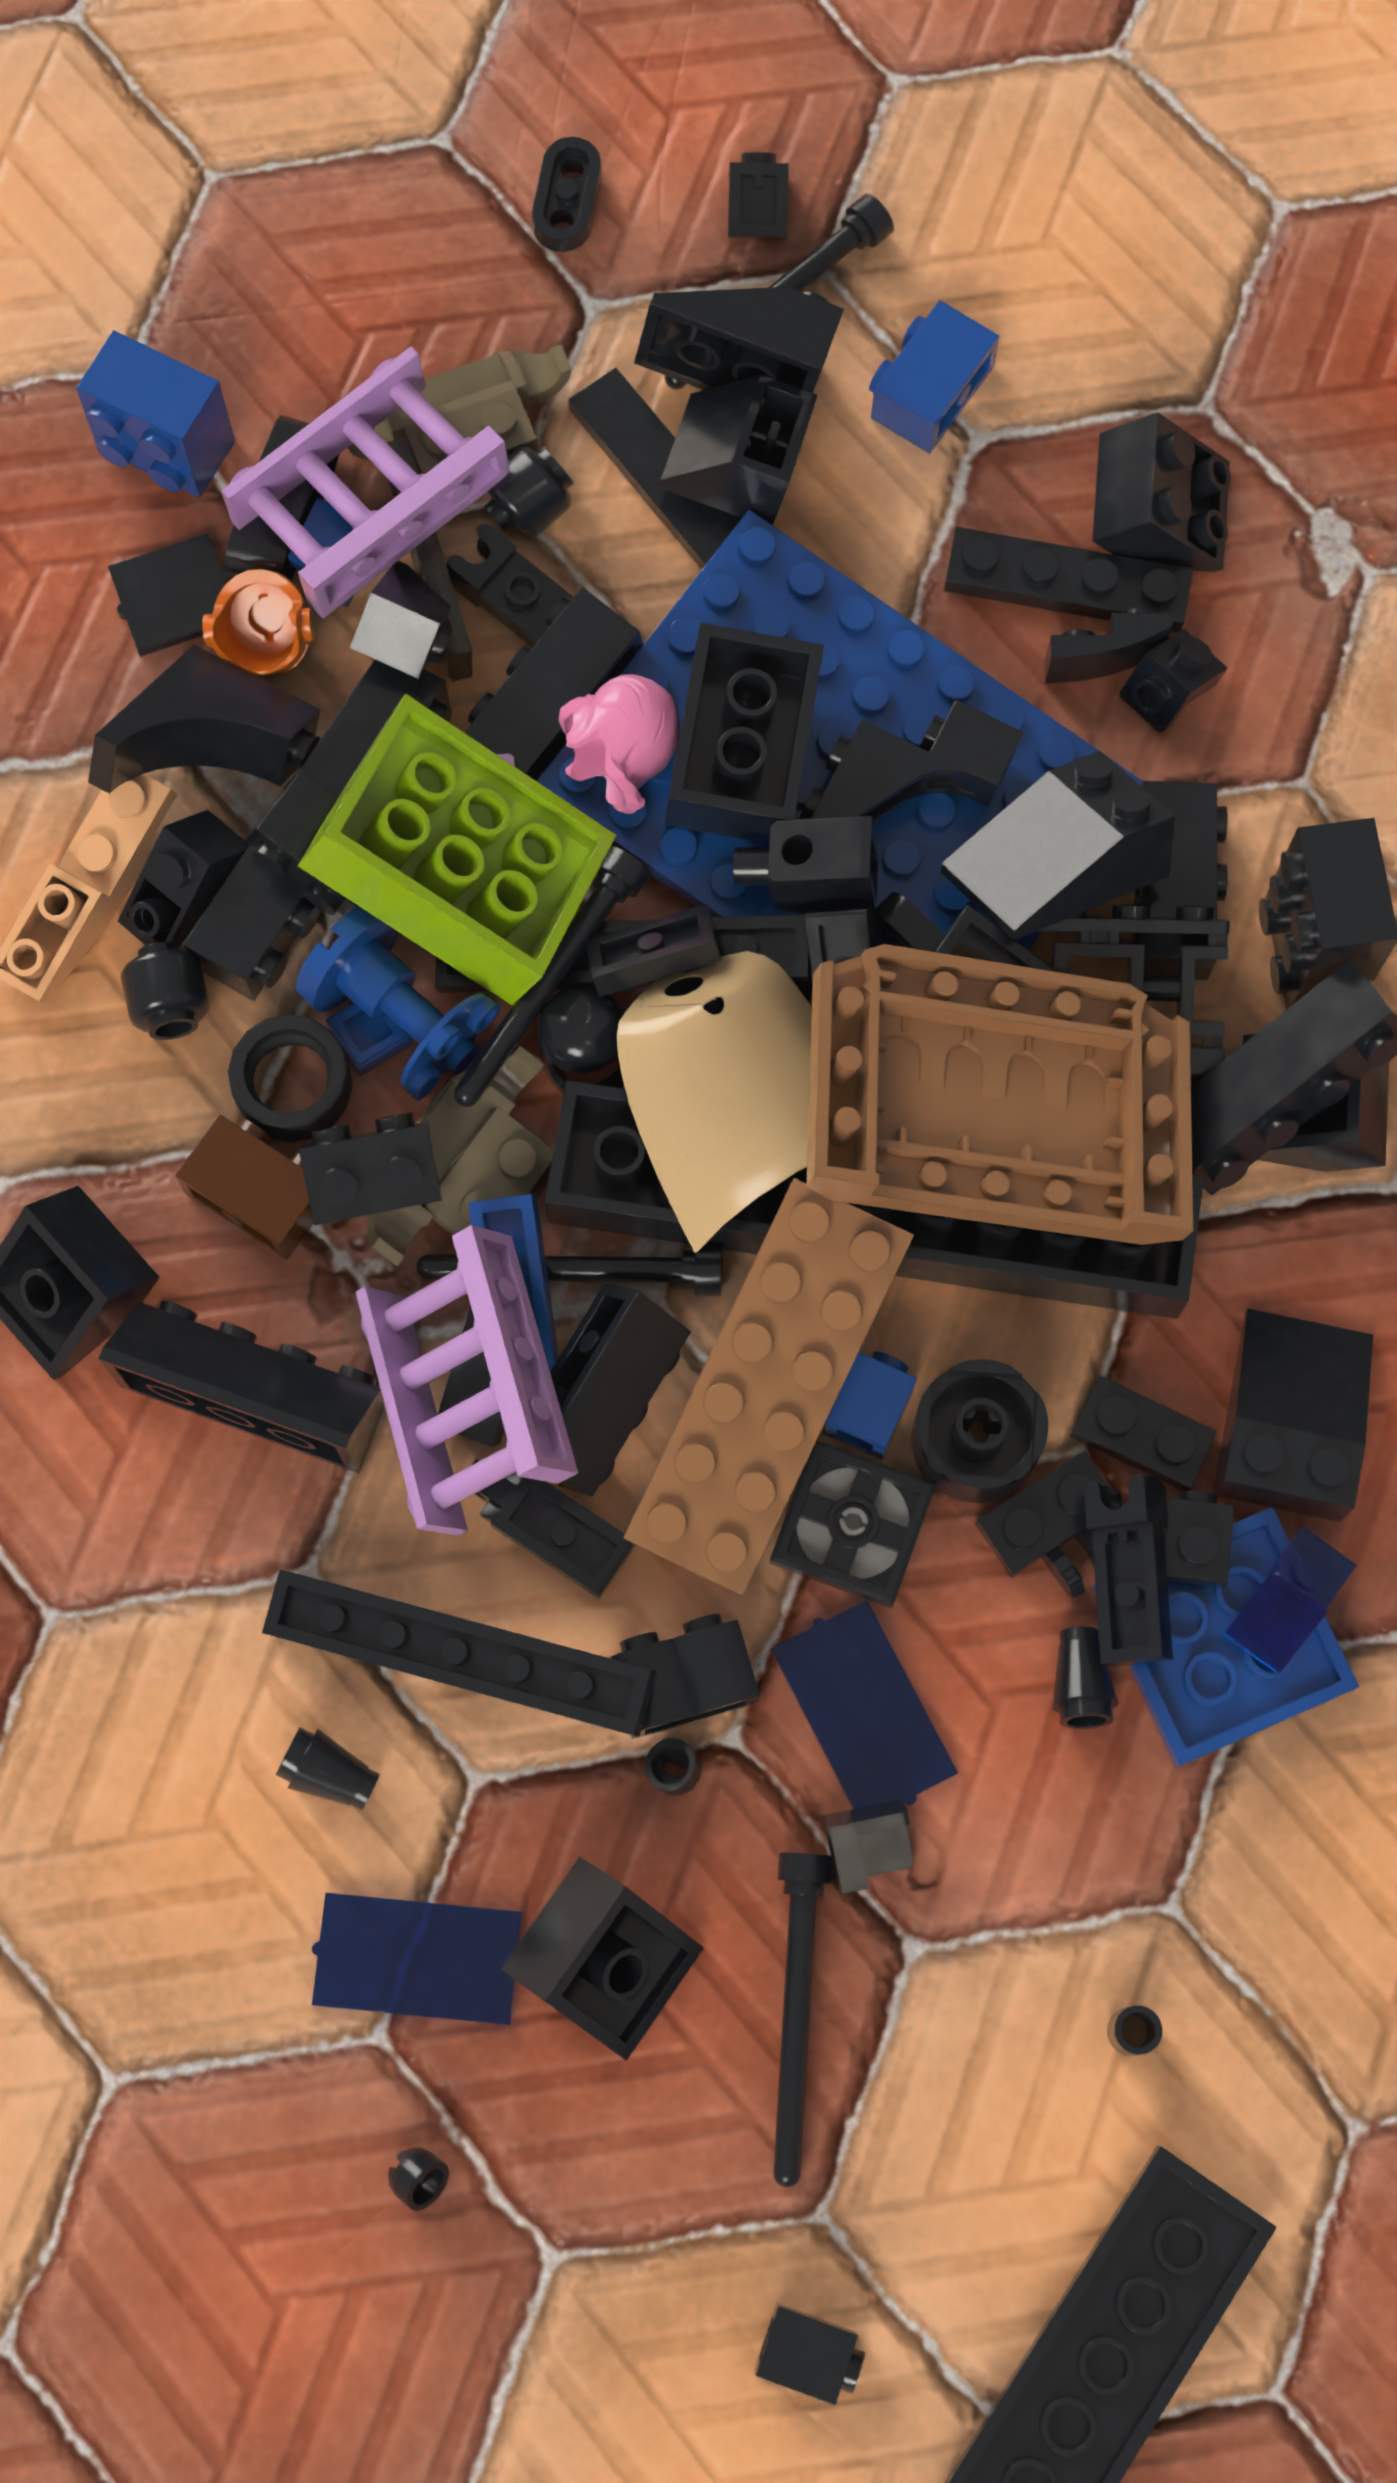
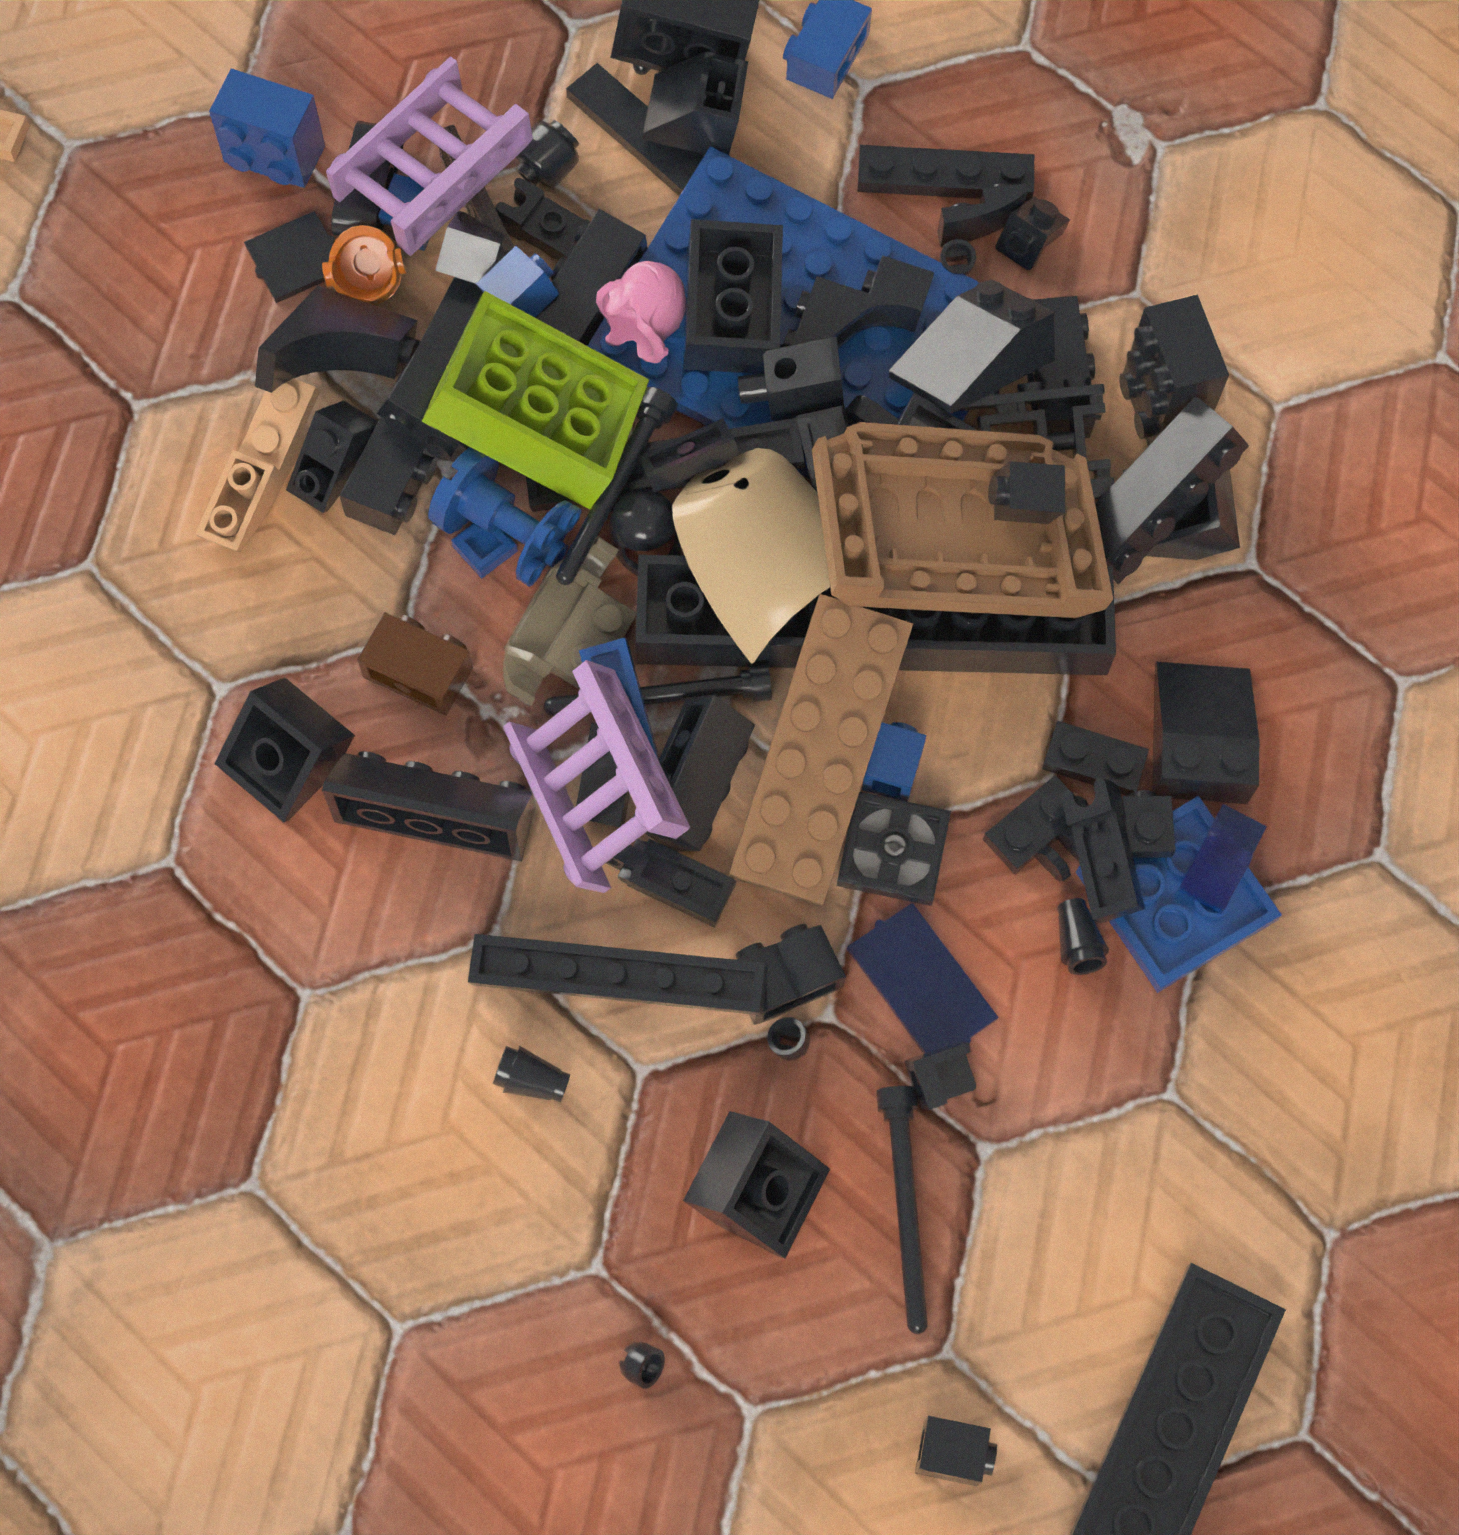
camera: 10 degrees left, 5 degrees down
(165, 991) = (330, 532): black head -> none
(283, 1032) = (422, 552): black tyre -> none
(370, 1170) = (503, 636): black bracket -> none
(415, 1958) = (616, 1206): clear blue piece -> none
(459, 682) = (521, 282): none -> brick
(479, 395) = (515, 83): dark tan plate -> none
(1009, 1412) = (1001, 764): black brick -> none
(1065, 694) = (955, 251): none -> black hinge
(1098, 1068) = (1028, 492): none -> black brick
(1153, 2025) = (1167, 1173): black hinge -> none
(1161, 495) = (1003, 105): black slope -> none

